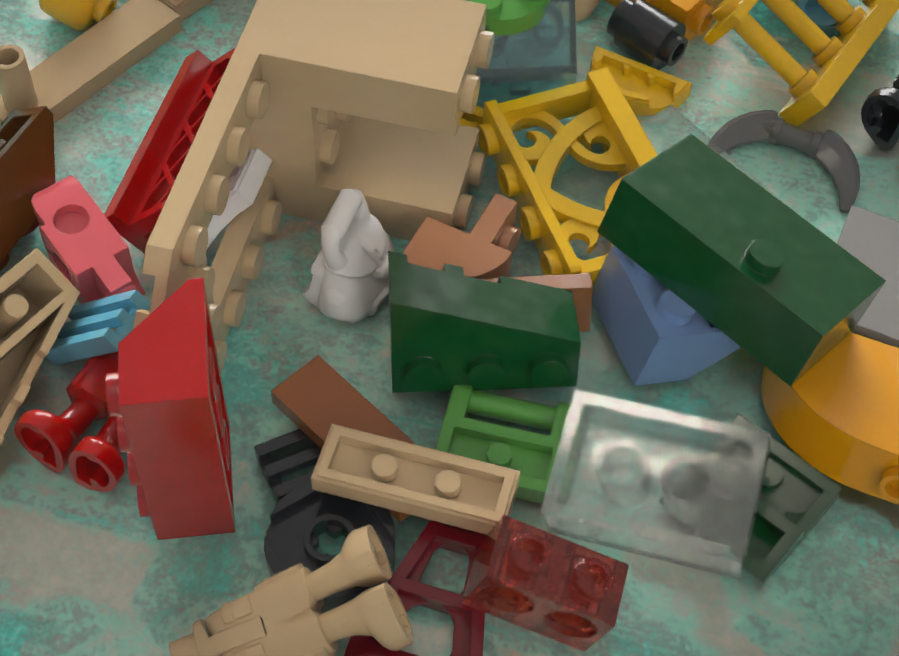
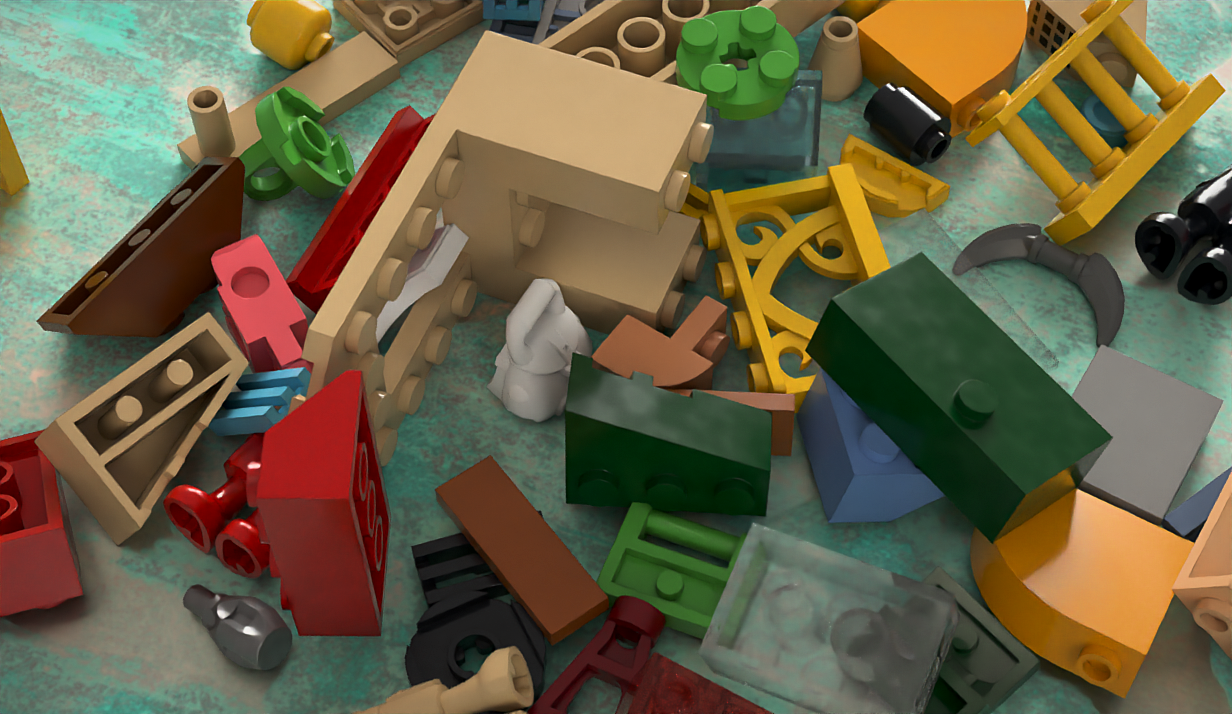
camera: 10 degrees right, 0 degrees up
(97, 97) = (296, 146): none -> bright green tile
(103, 537) = (241, 627): none -> flat silver piece
(414, 479) = (572, 602): tan tile -> none

